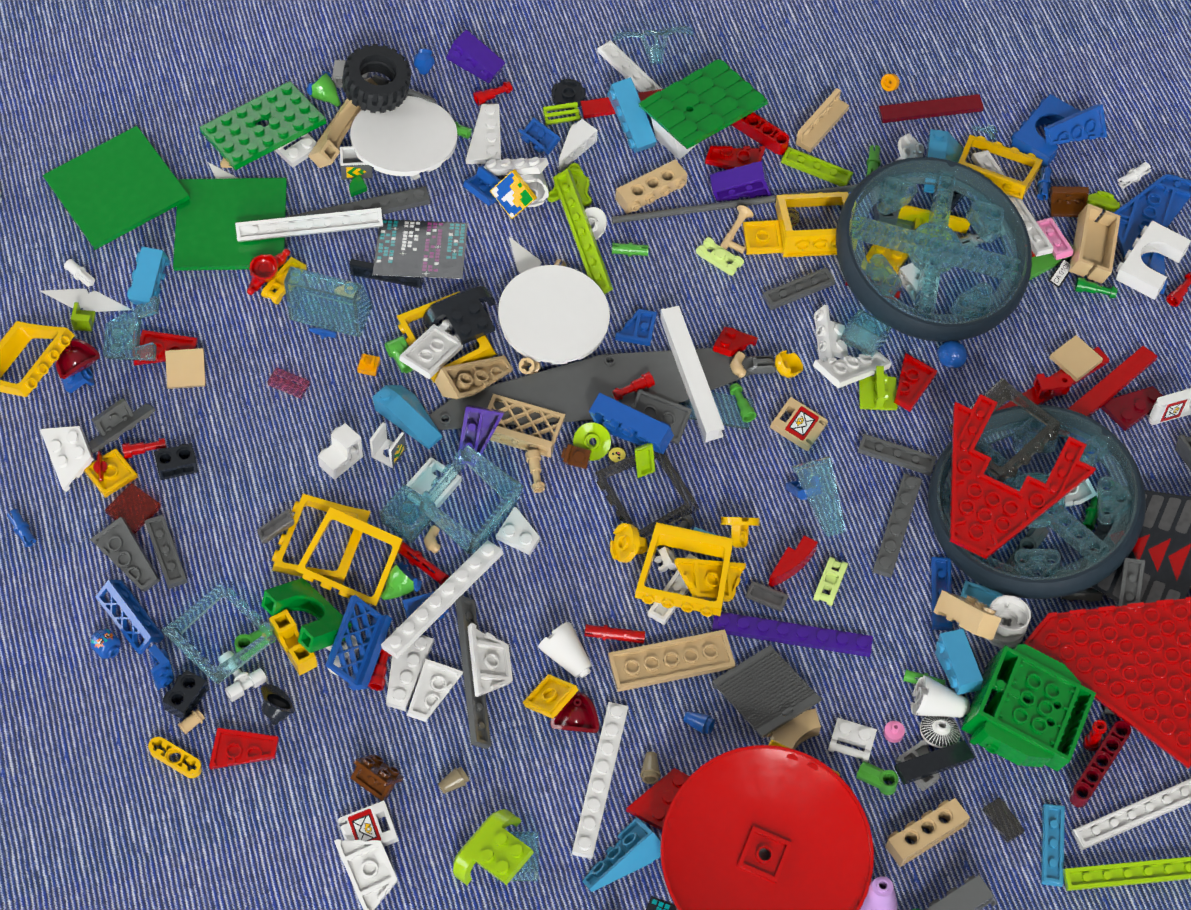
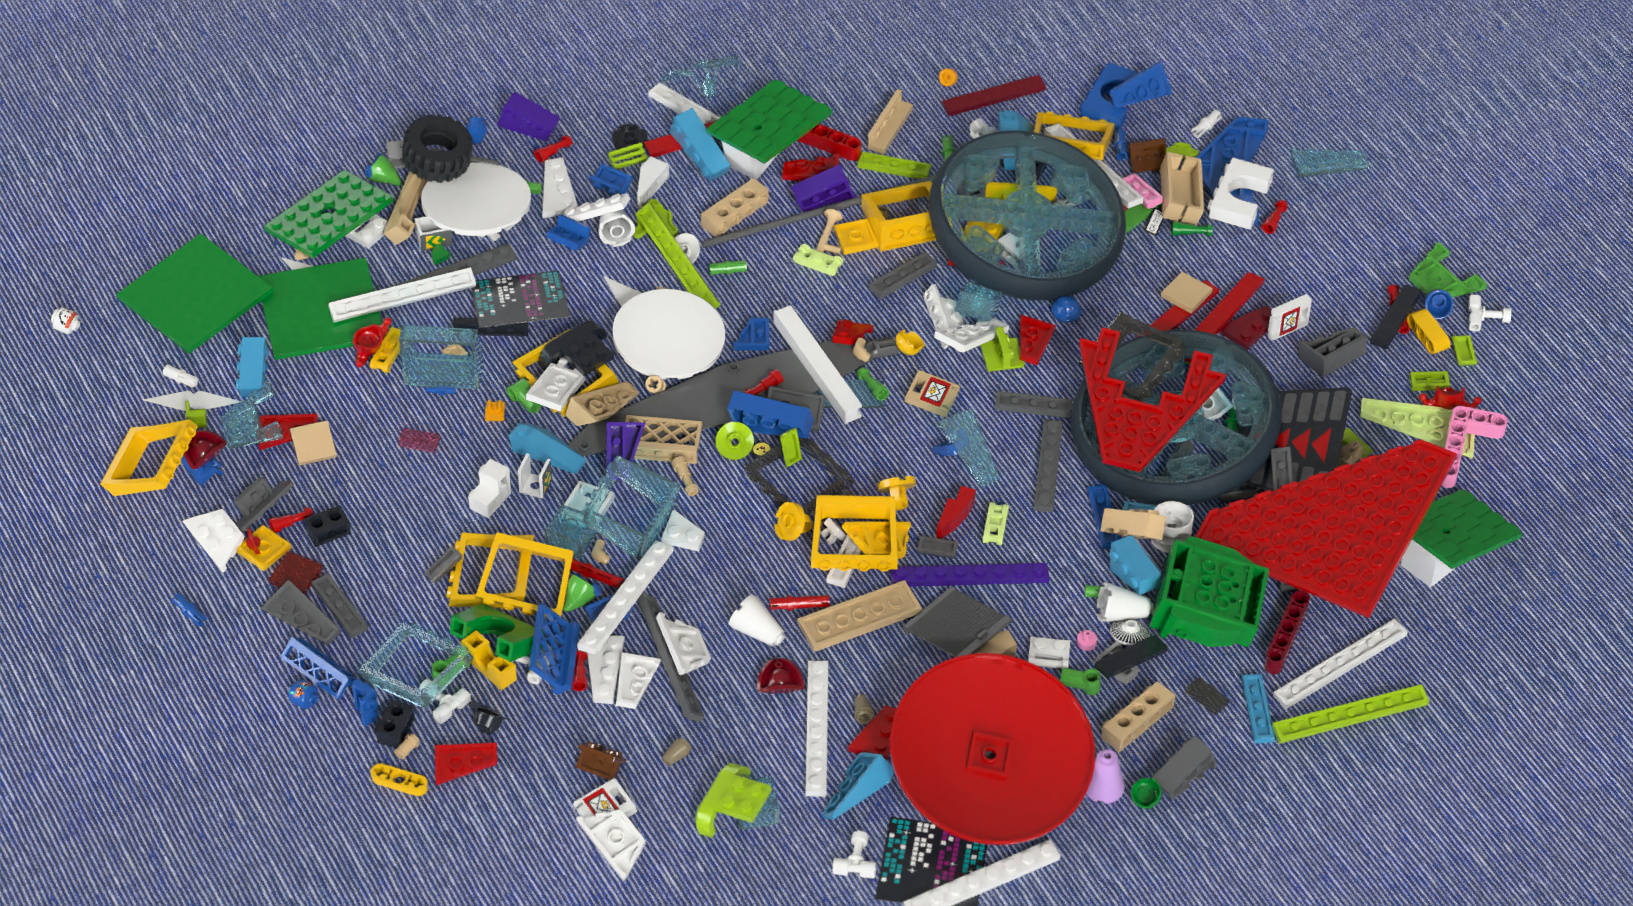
camera: 10 degrees left, 10 degrees down
(513, 194) = (600, 233): tile -> none
(550, 696) = (751, 664): yellow plate -> none
(576, 456) = (722, 457): reddish brown bracket -> none
(700, 722) = (900, 662): blue cone -> none
(990, 130) = (1056, 105): clear light blue hand -> none
(1052, 386) = (1169, 319): red leg -> none
(1093, 739) = (1275, 614): red piece -> none

